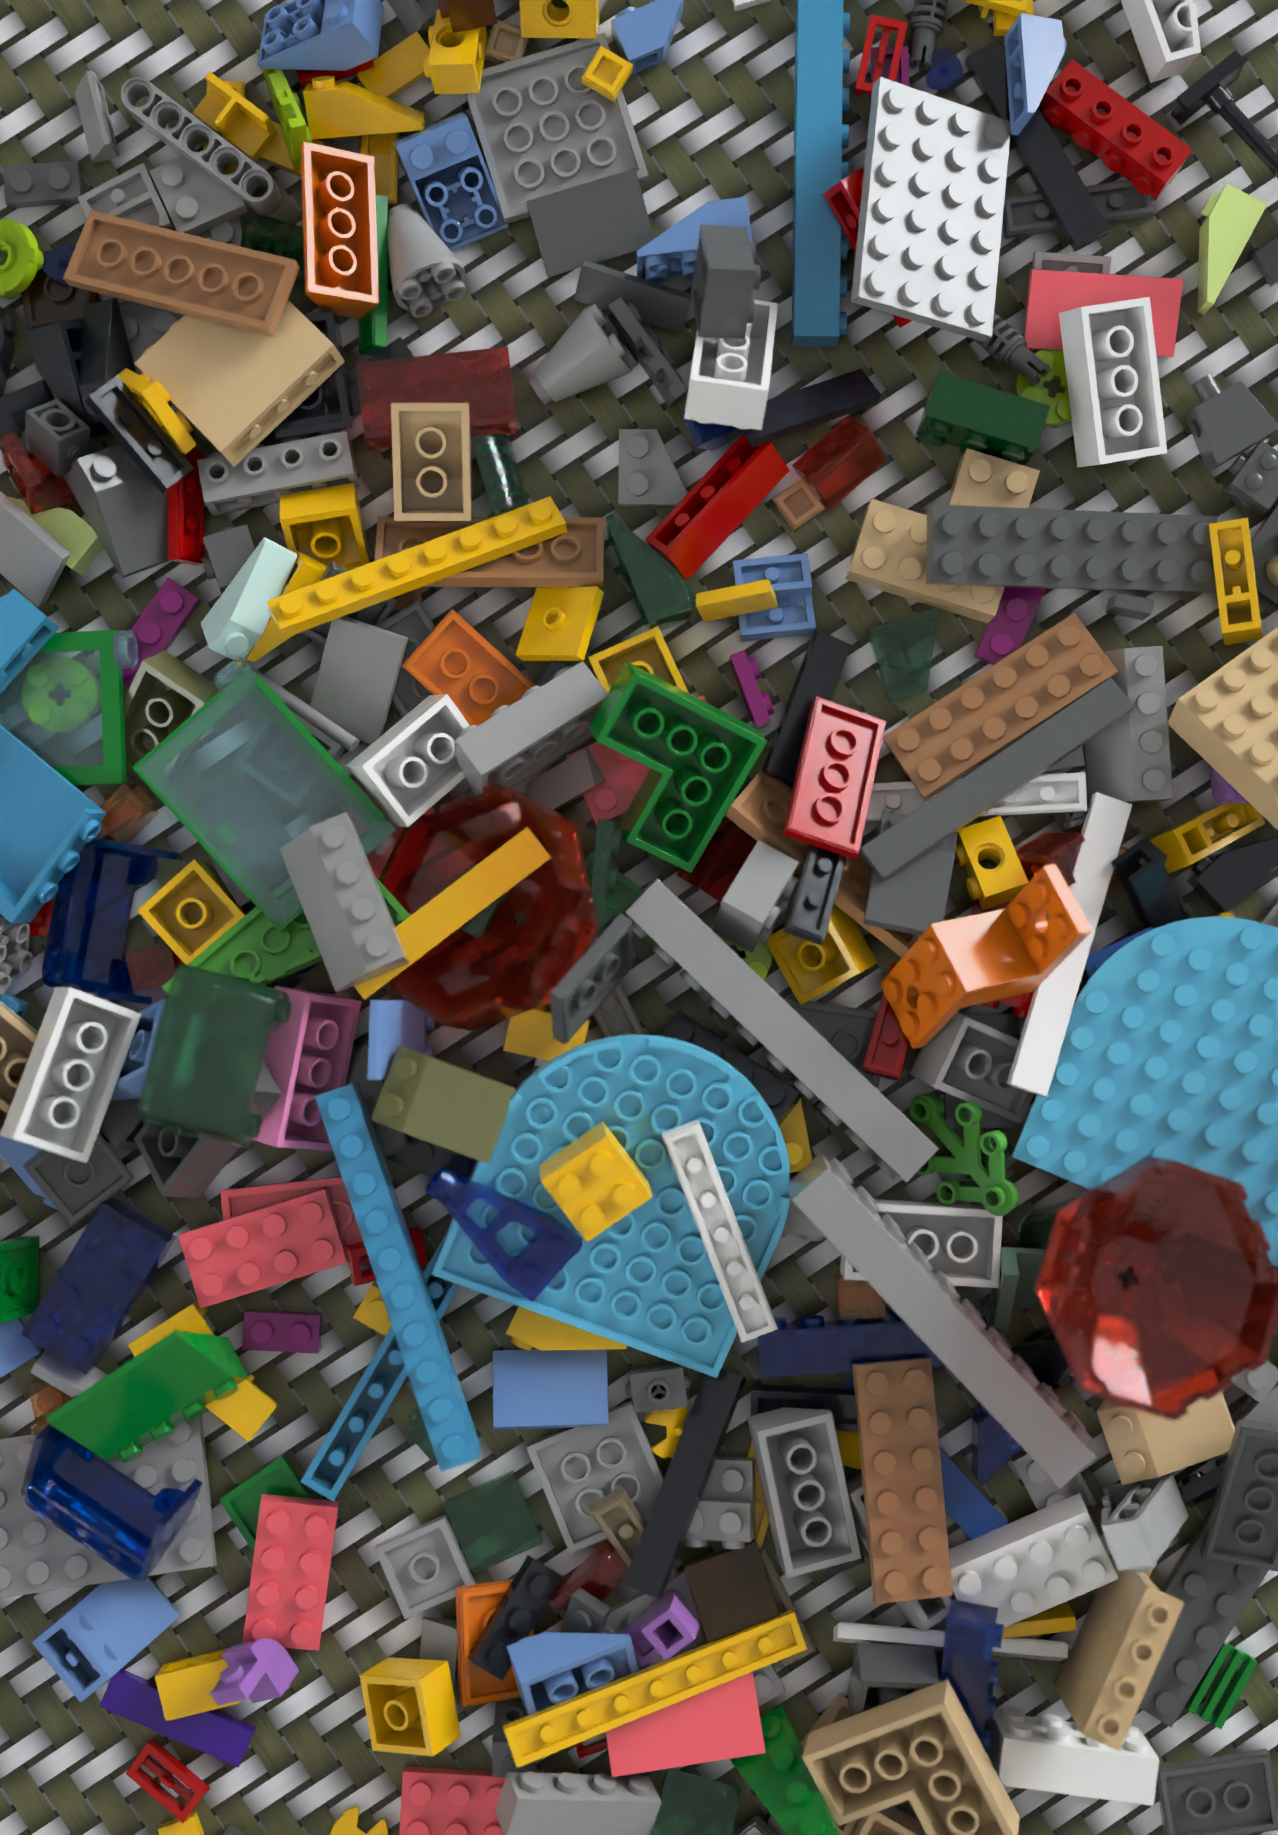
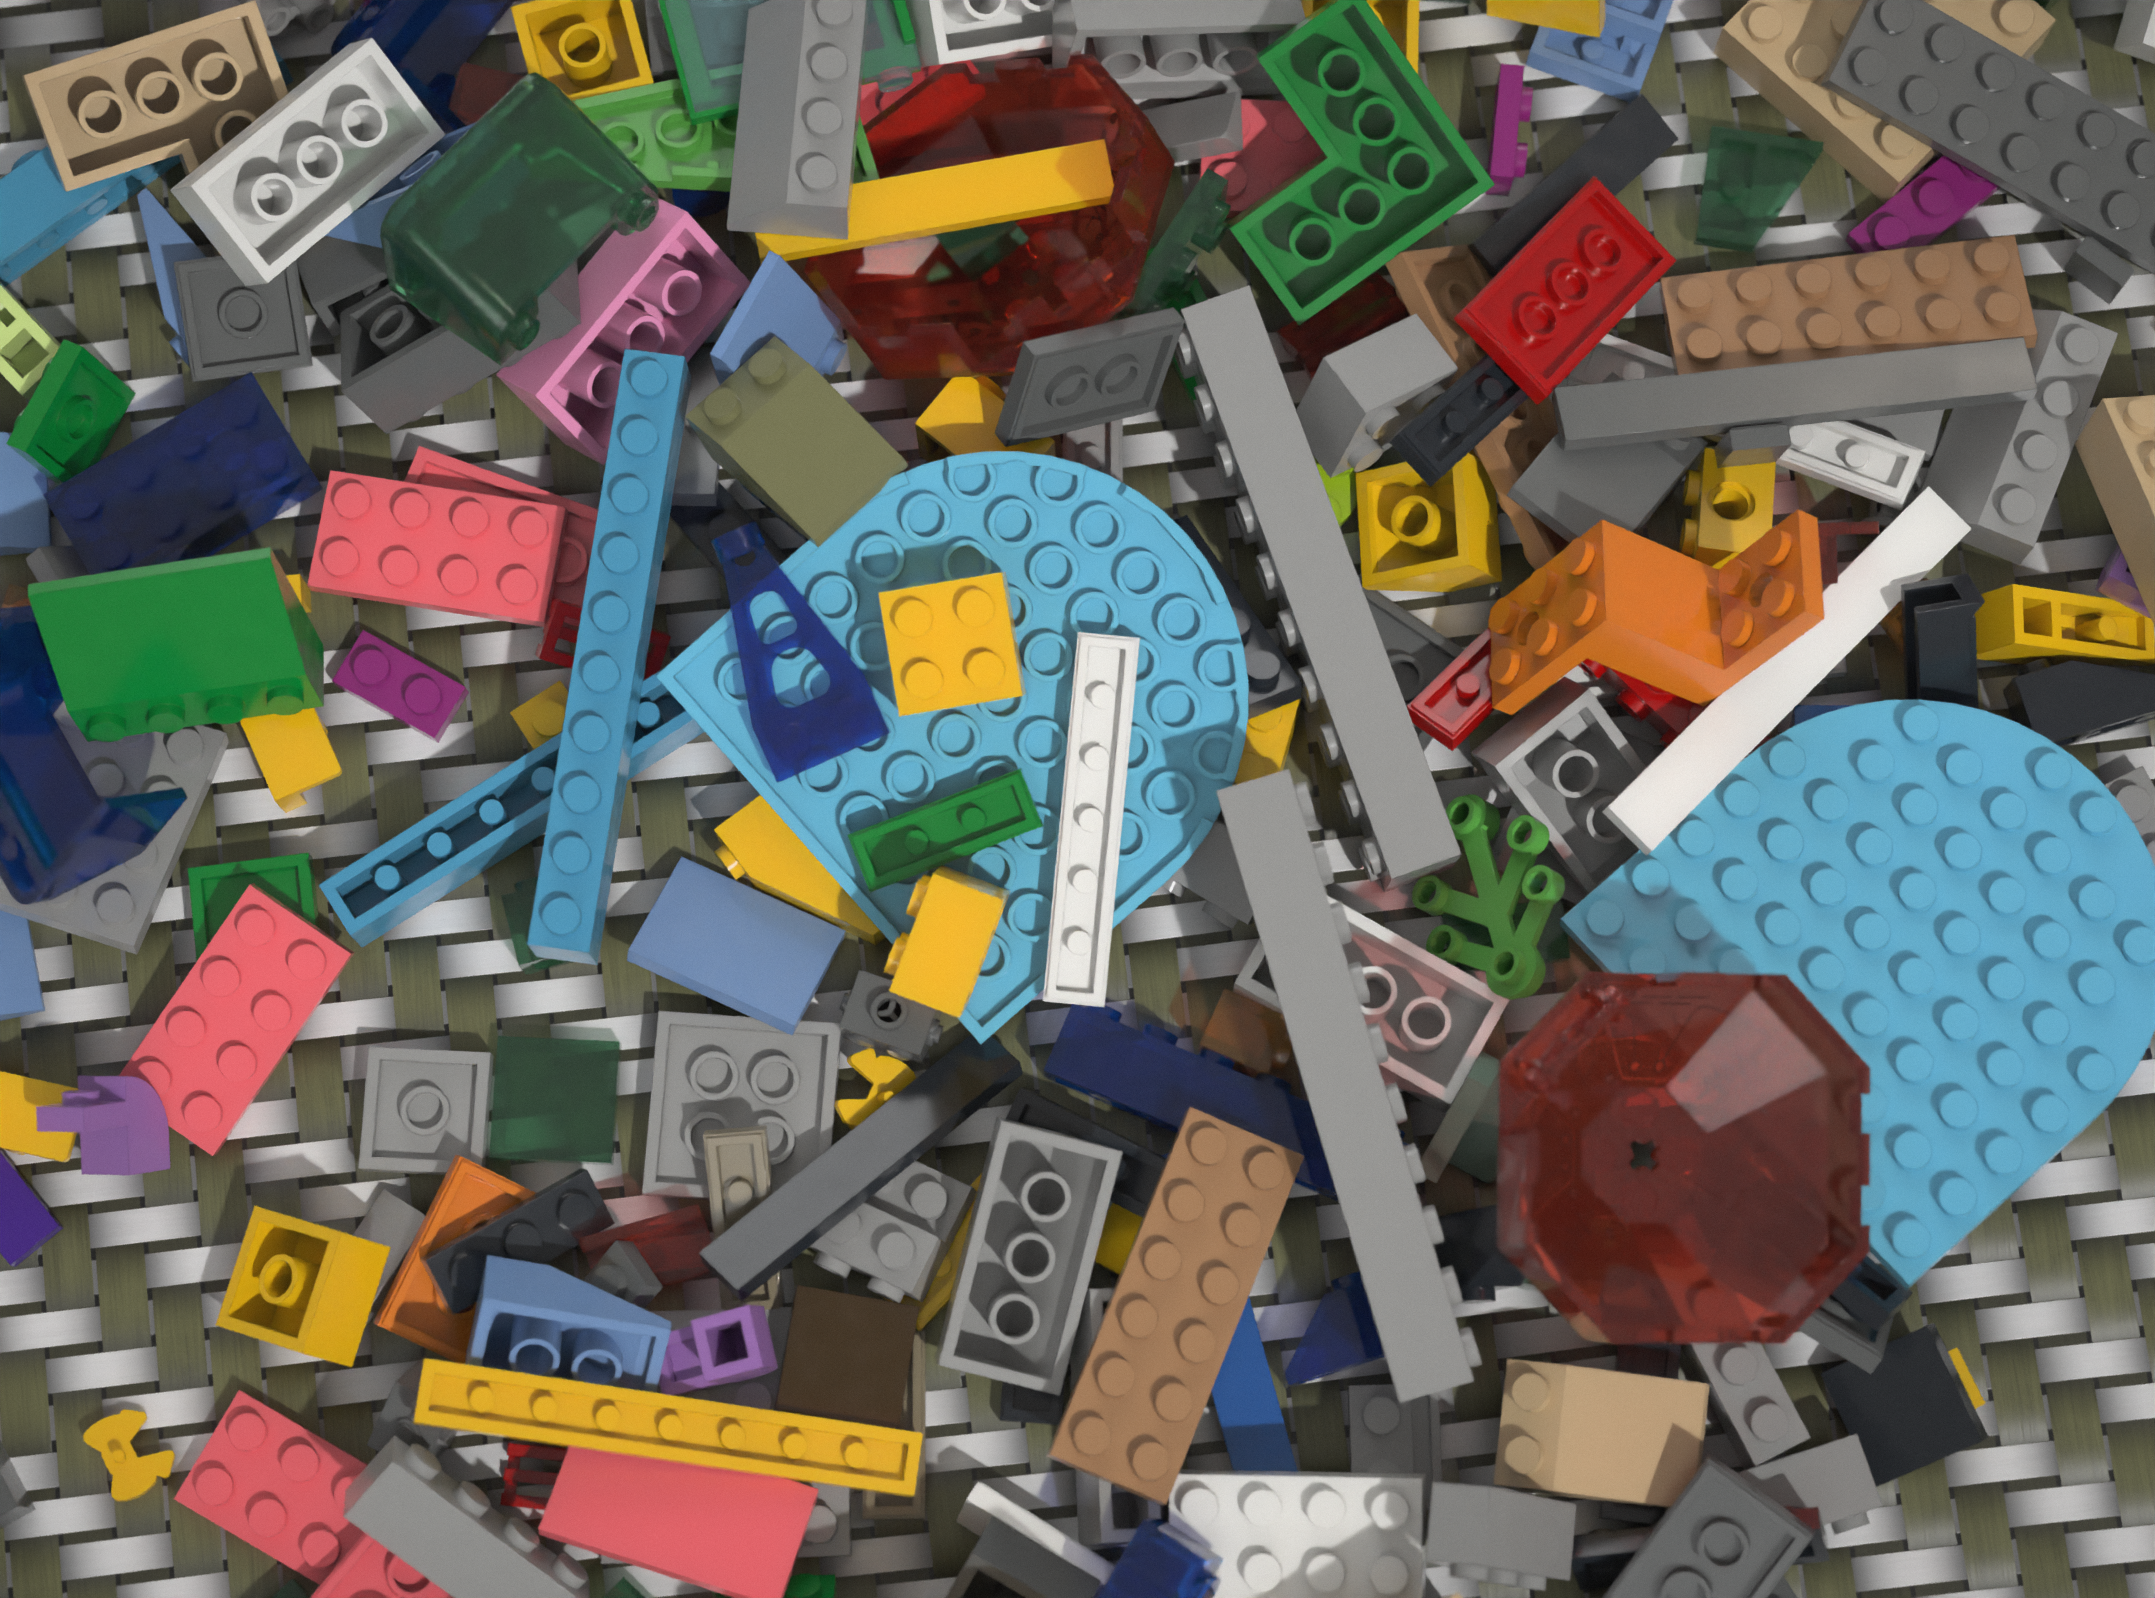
camera: 30 degrees right, 10 degrees down
(640, 1277) = (945, 830): none -> green tile
(674, 1345) = (948, 940): none -> yellow brick
(987, 820) = (1752, 445): none -> dark grey tile

